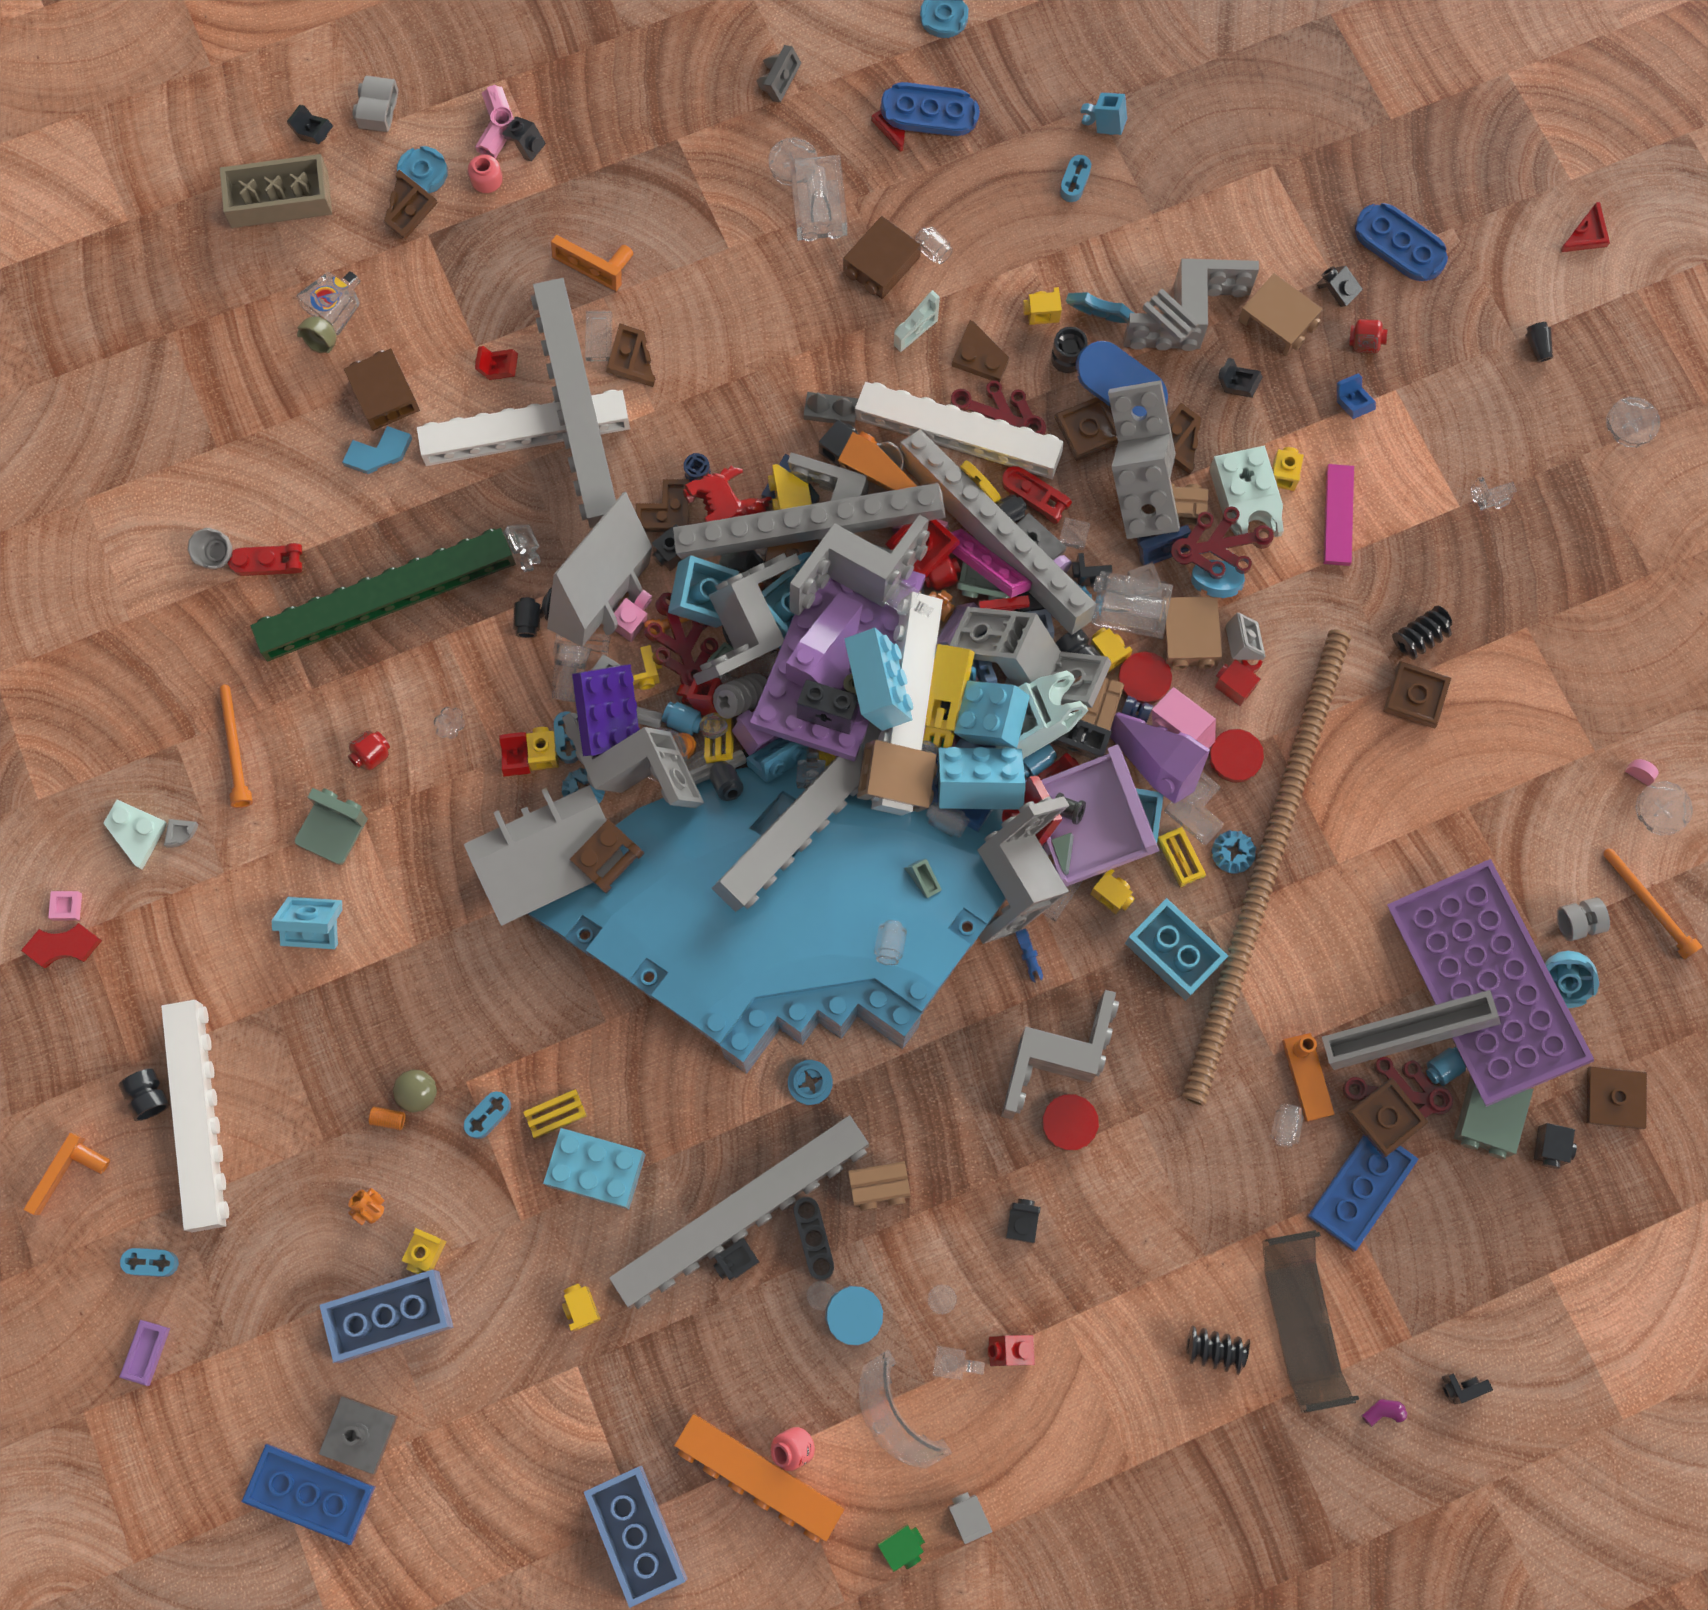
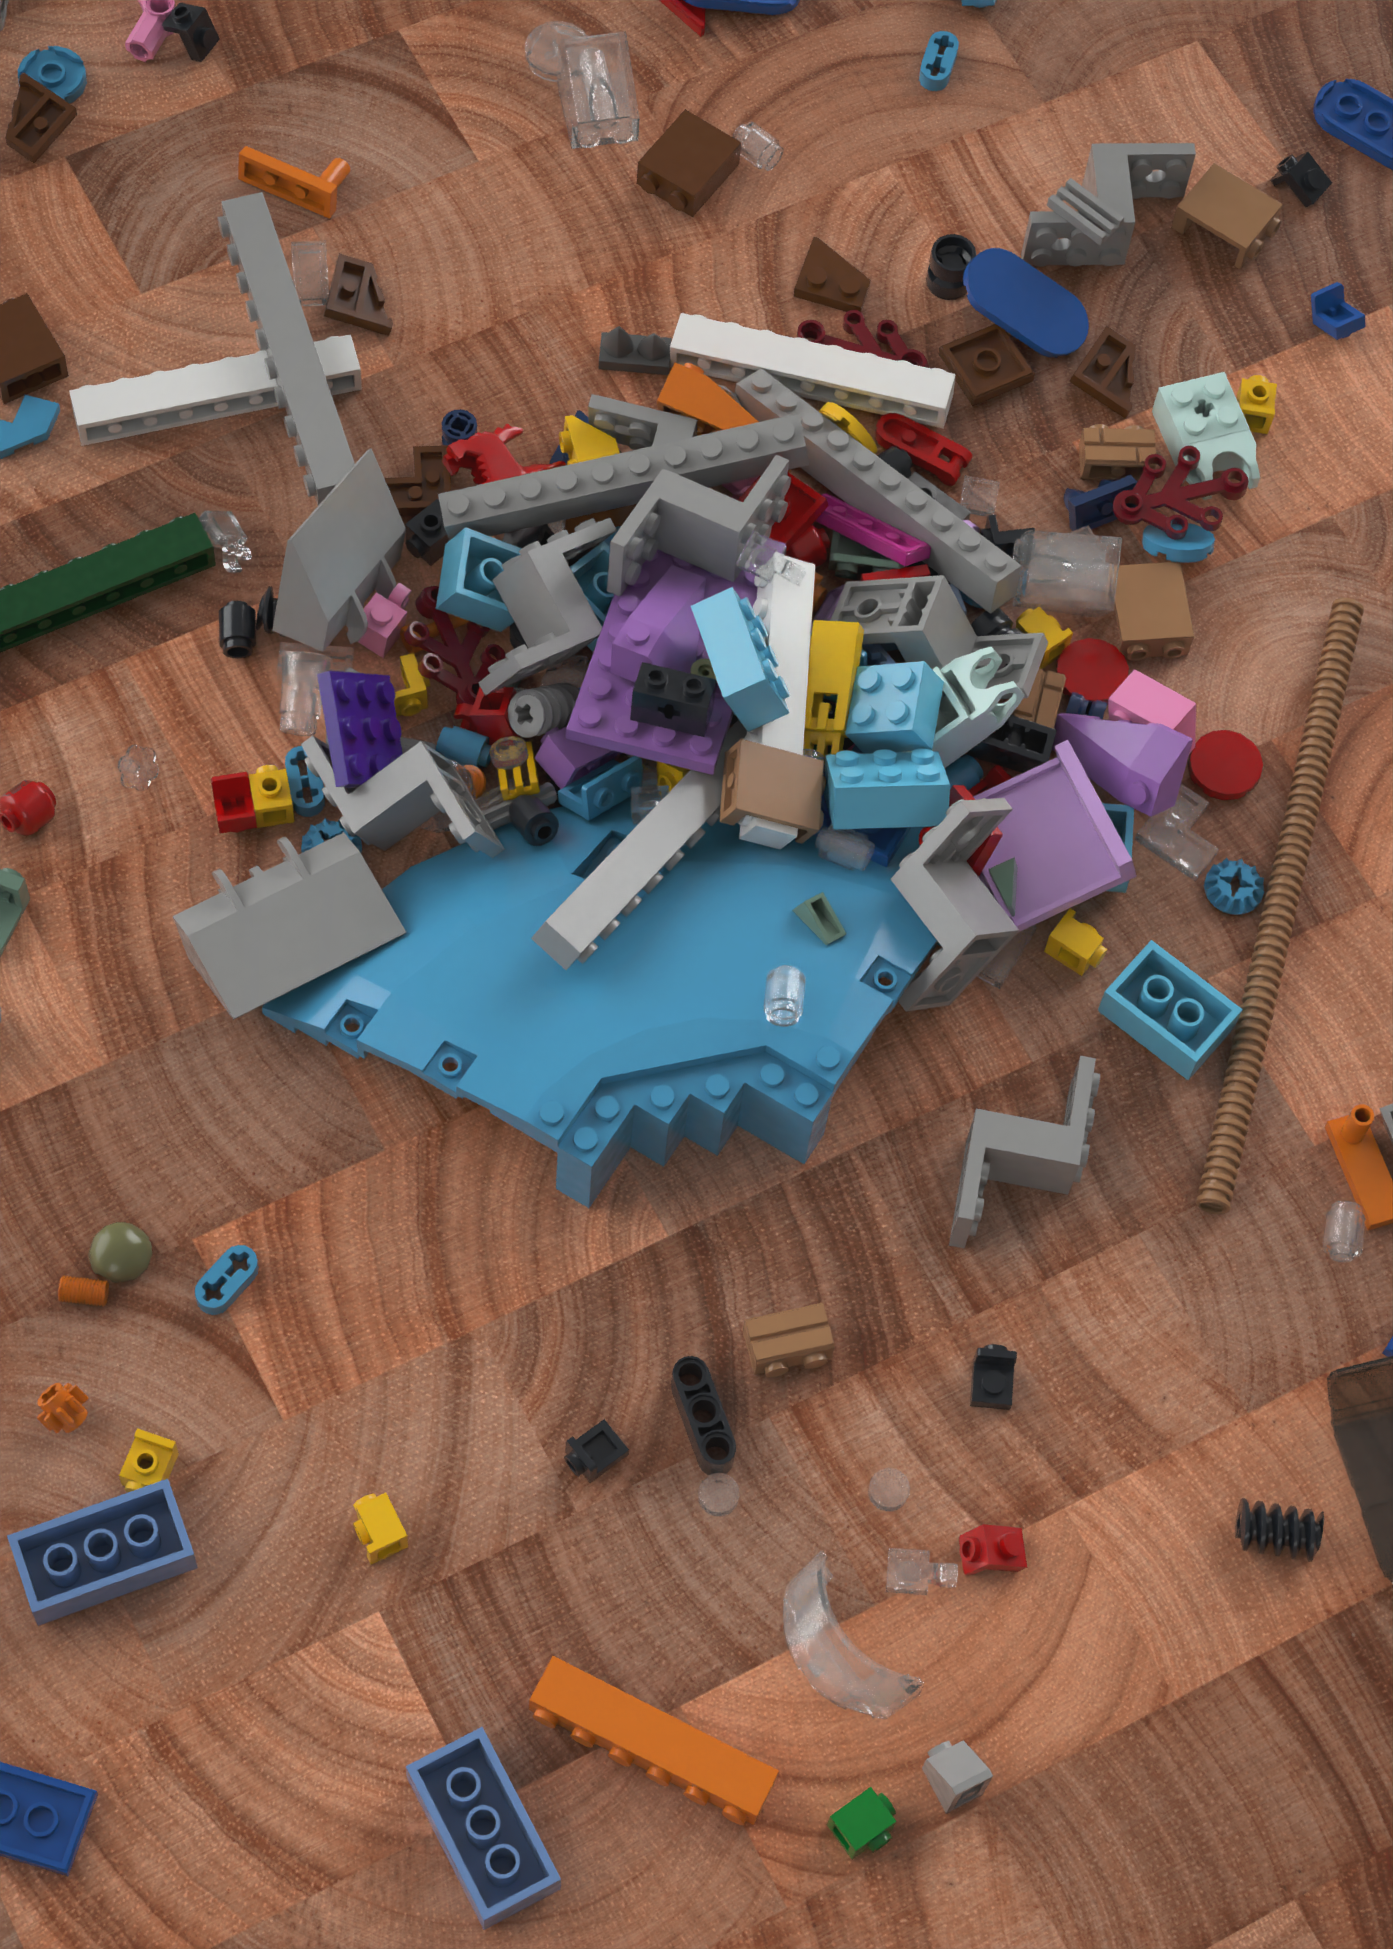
camera: 10 degrees left, 10 degrees down
(358, 1435) = (69, 1723): flat silver tile -> none
(485, 173) = (141, 75): coral head -> none
(497, 363) = (172, 311): red bracket -> none
(549, 1104) = (315, 1260): yellow tile -> none
(594, 1168) = (386, 1339): medium azure brick -> none
(600, 849) = (367, 910): reddish brown plate -> none
(739, 1212) = (594, 1388): light grey brick -> none
(792, 1449) = (697, 1696): coral head -> none
(815, 1070) = (685, 1196): dark azure gear -> none
(835, 440) = (646, 386): black brick -> none
(854, 1315) = (768, 1515): dark azure tile -> none
(918, 322) = (745, 239): light aqua wing -> none
(1029, 955) = (968, 1030): blue piece -> none
(1043, 307) = (911, 217): yellow brick -> none
(1070, 1122) = (1045, 1246): red tile -> none
(1074, 811) = (1020, 831): pearl dark grey bush -> none
(1092, 305) = (975, 211): dark azure tile -> none
(1144, 460) = (1066, 393): light grey bracket -> none
(1172, 862) = (1178, 922): yellow tile -> none
(1238, 680) = (1218, 667): red brick -> none
(1239, 380) = (1180, 298): black bracket -> none
(1245, 638) = (1221, 614): light grey slope -> none
(1338, 515) = (1330, 460): dark pink tile -> none
(1368, 336) = (1345, 238): red head -> none

